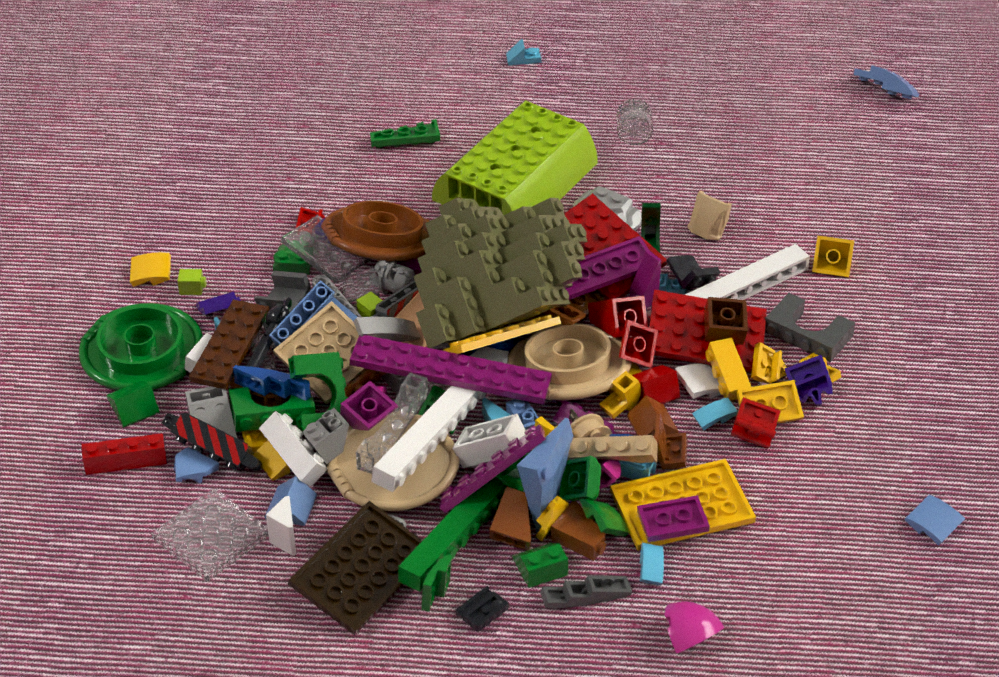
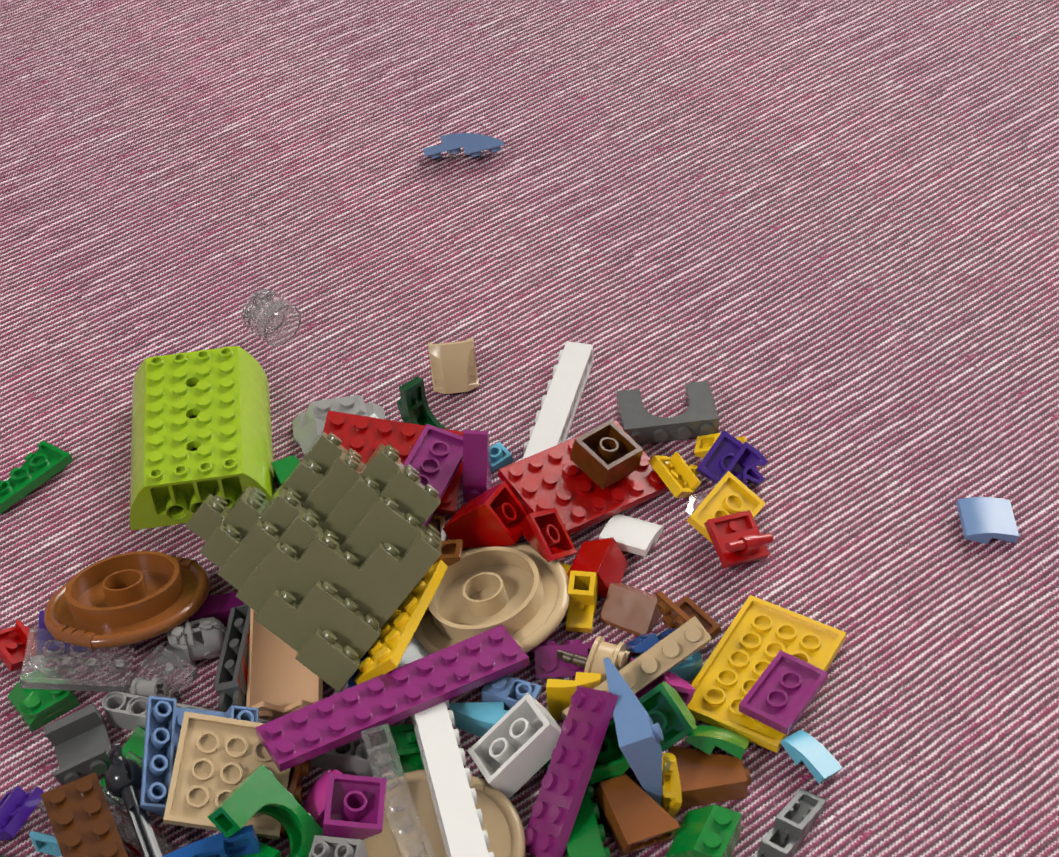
camera: 40 degrees left, 0 degrees up
(344, 286) = (149, 687): none -> light grey bush
(367, 304) = (200, 691): lime brick -> none
(387, 328) = (267, 702): light grey slope -> none
(520, 55) = (63, 319): medium azure slope -> none
(689, 272) = (504, 436): black bracket -> none
(690, 624) = (928, 789): dark pink brick -> none
(716, 411) = (684, 557): medium azure slope -> none
(727, 367) = (653, 502): yellow brick -> none
(833, 256) = (609, 332): yellow slope -> none

